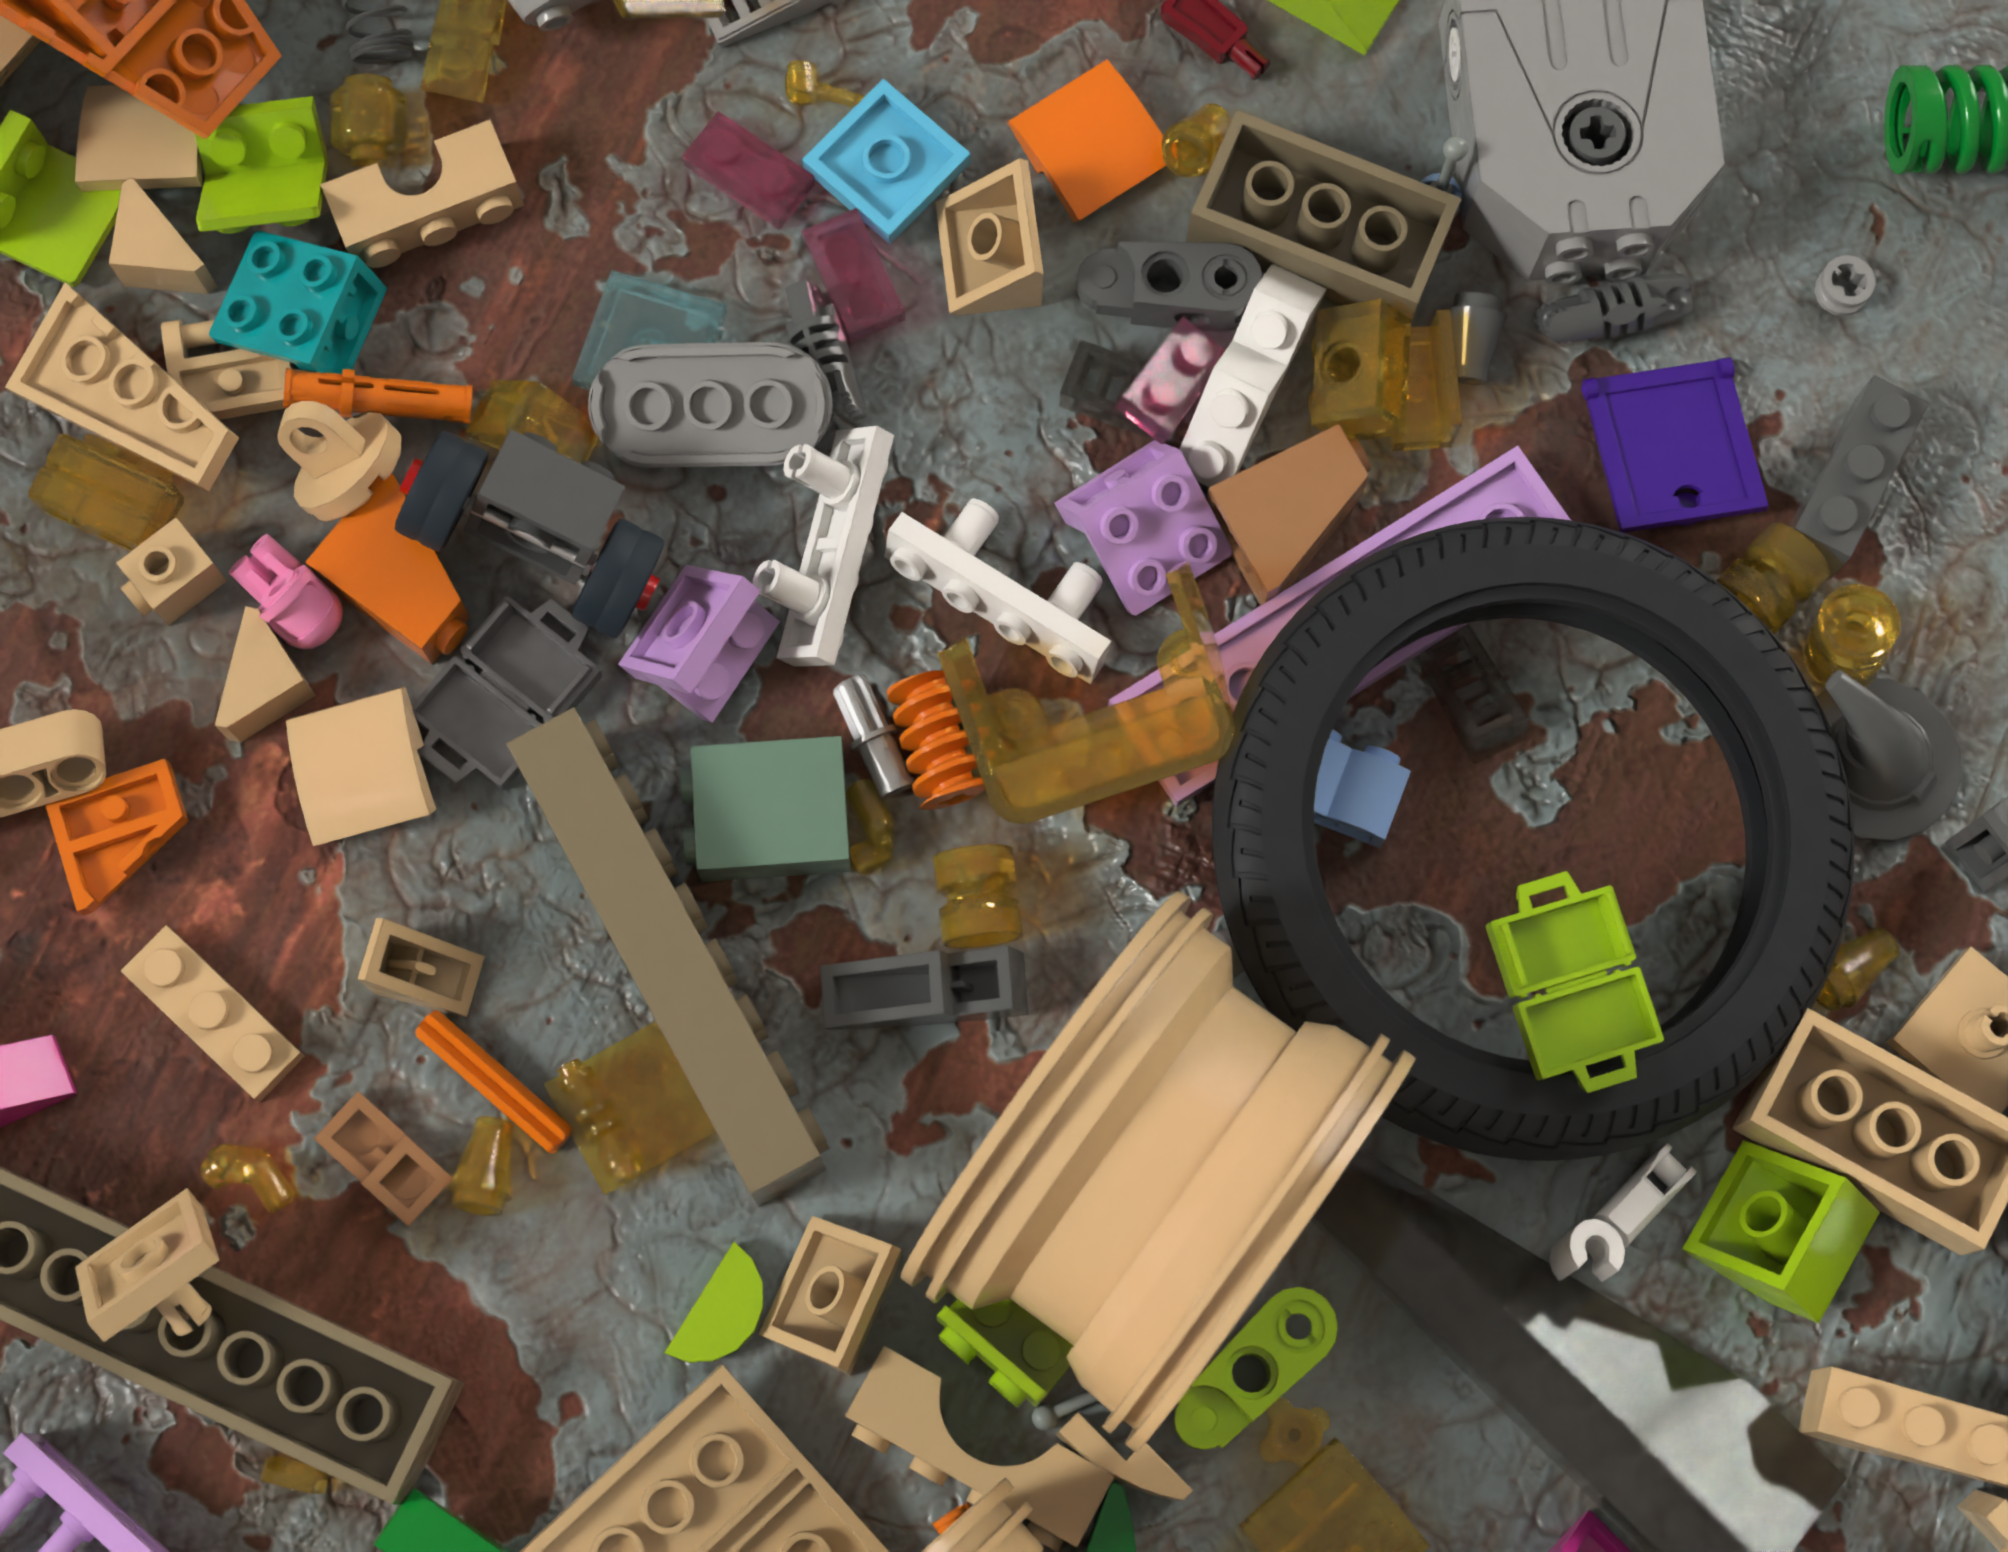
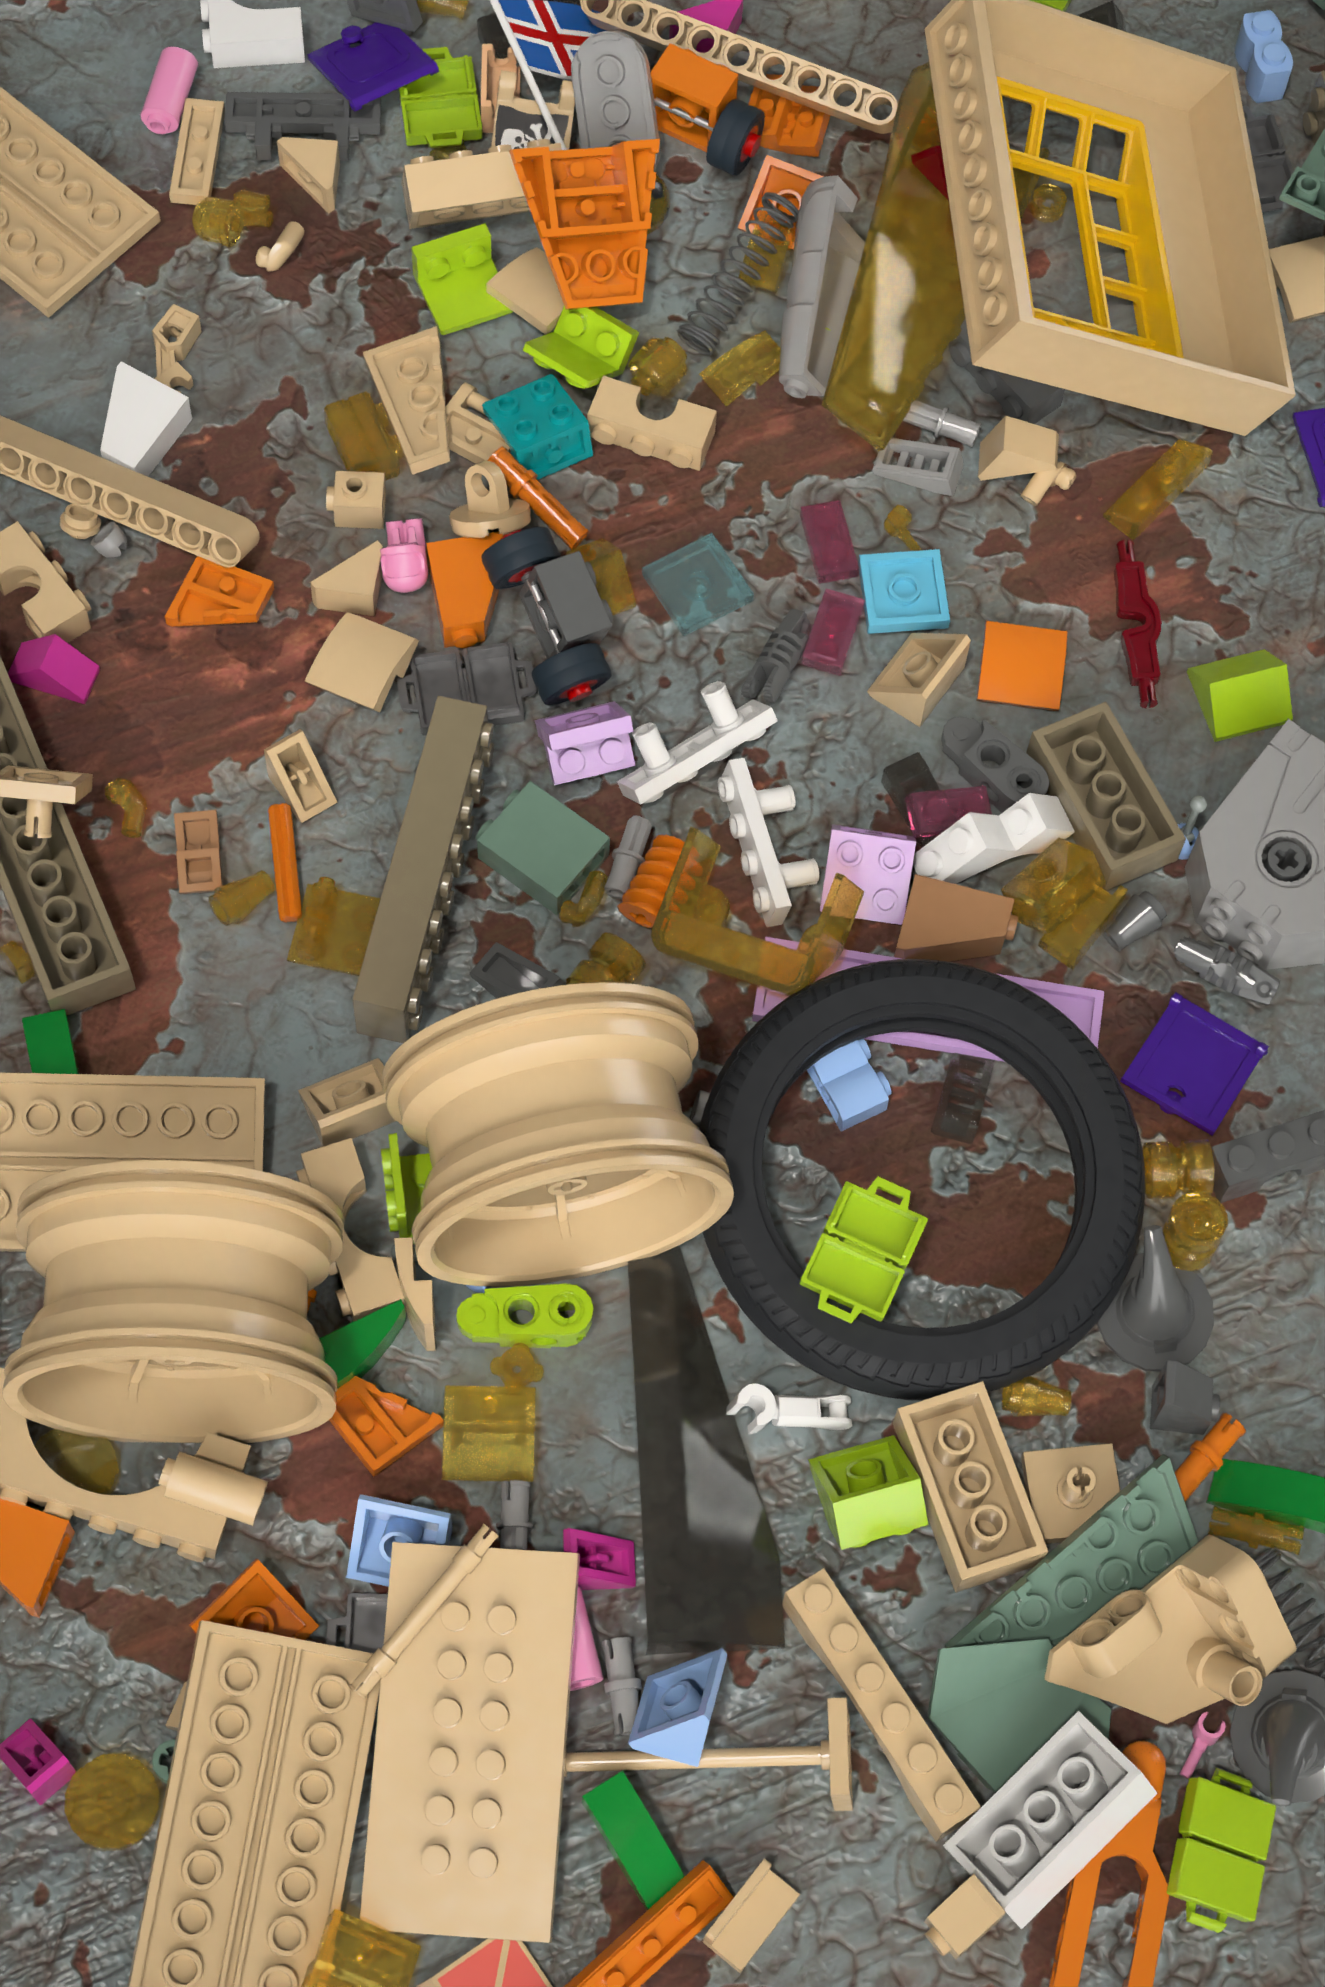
camera: 40 degrees right, 10 degrees down
(150, 250) = (492, 344): tan slope -> none
(212, 1013) = (183, 719): tan plate -> none
(709, 404) = (698, 631): light grey tile -> none
(723, 1313) = (291, 1064): lime tile -> none
(1195, 140) = (1070, 701): clear yellow cone -> none

